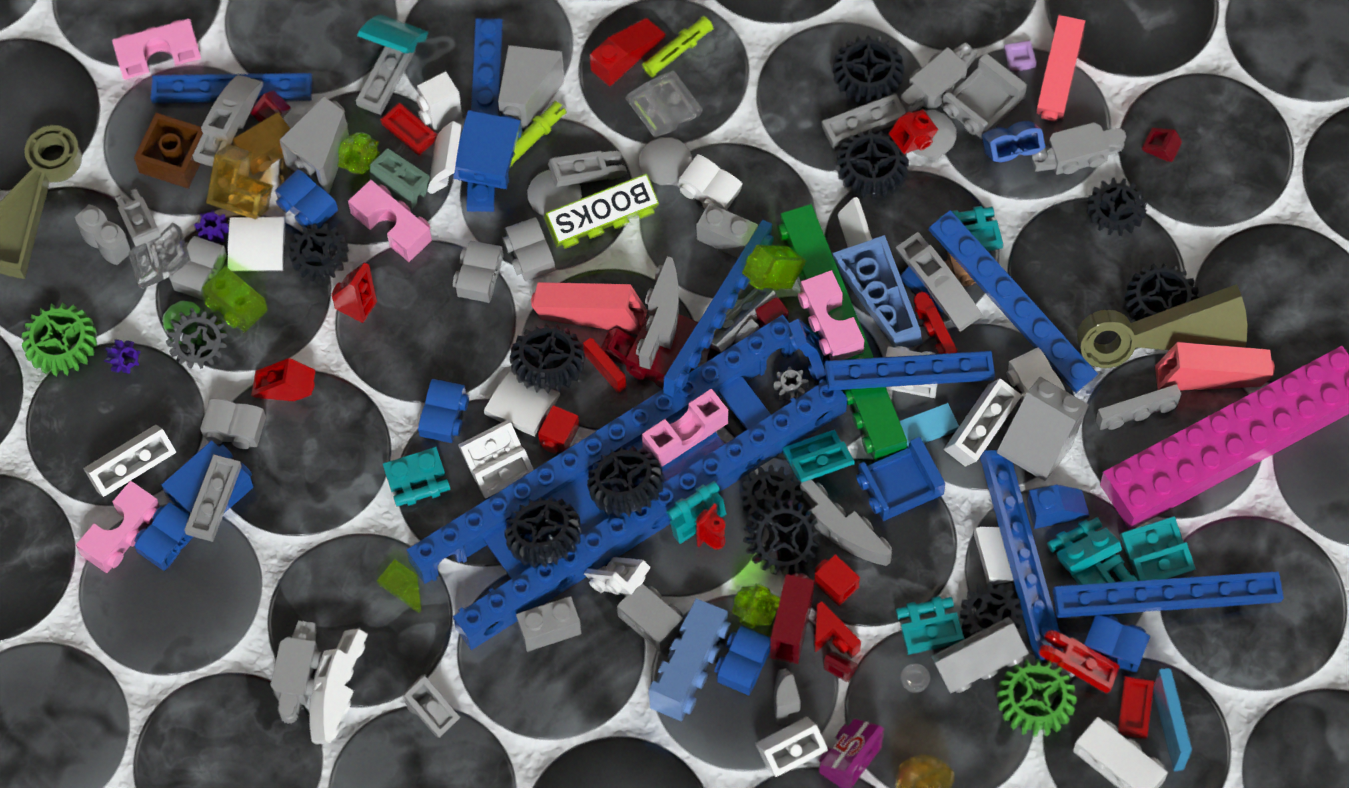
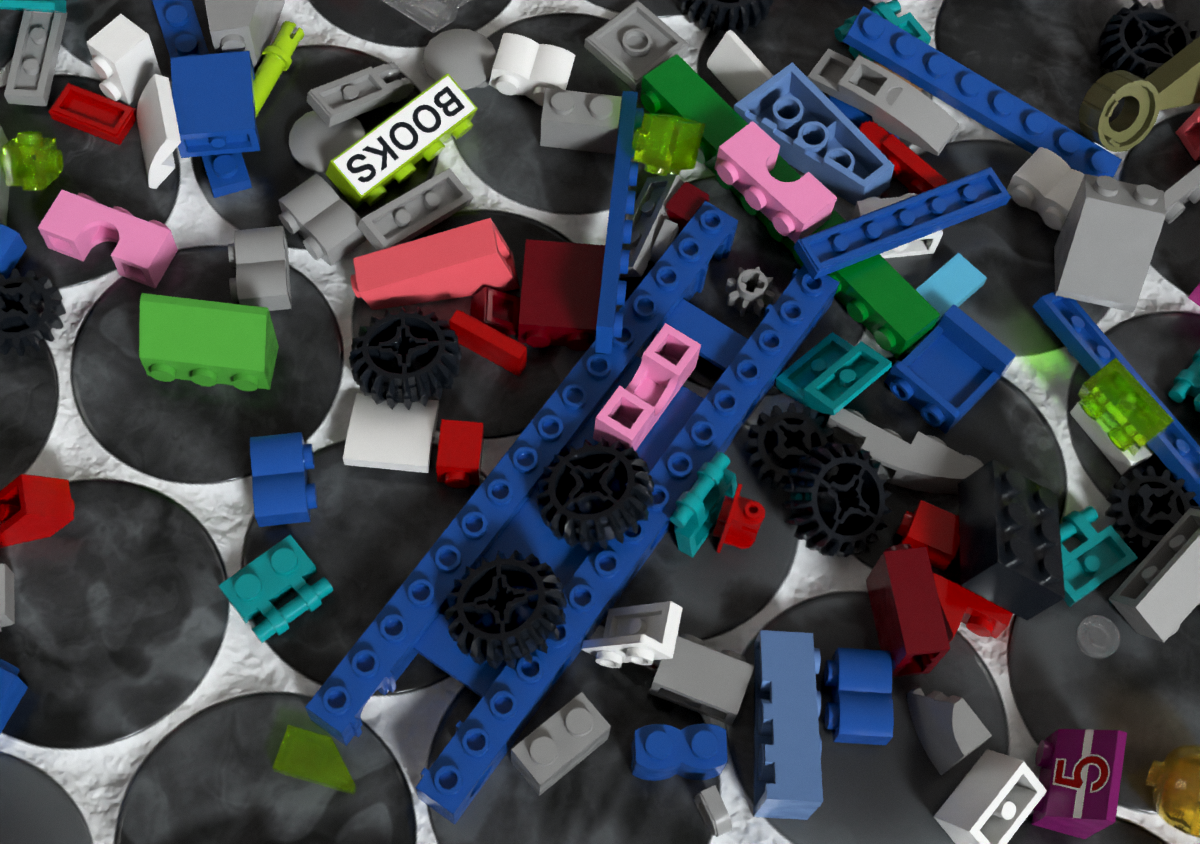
camera: 30 degrees left, 0 degrees up
(355, 294) = (93, 350): red slope -> none
(399, 177) = (103, 176): sand green hinge -> none
(427, 310) = (207, 342): none -> bright green slope
(496, 458) = (386, 523): white slope -> none
(591, 262) = (415, 211): none -> light grey plate
(610, 651) = (692, 753): none -> blue brick
(624, 693) = (713, 811): none -> light grey tile
(663, 313) = (548, 242): light grey slope -> none
(755, 605) = (845, 610): clear neon green brick -> none
(792, 185) = (634, 44): none -> light grey tile
(808, 342) = (754, 232): blue plate -> none
(840, 666) = (991, 656): dark red slope -> none
(876, 596) = (1010, 540): none -> black brick
(982, 422) = (1020, 262): white brick -> none
(994, 538) = (1123, 407): none -> clear neon green brick
(1056, 505) = (1156, 341): blue slope -> none

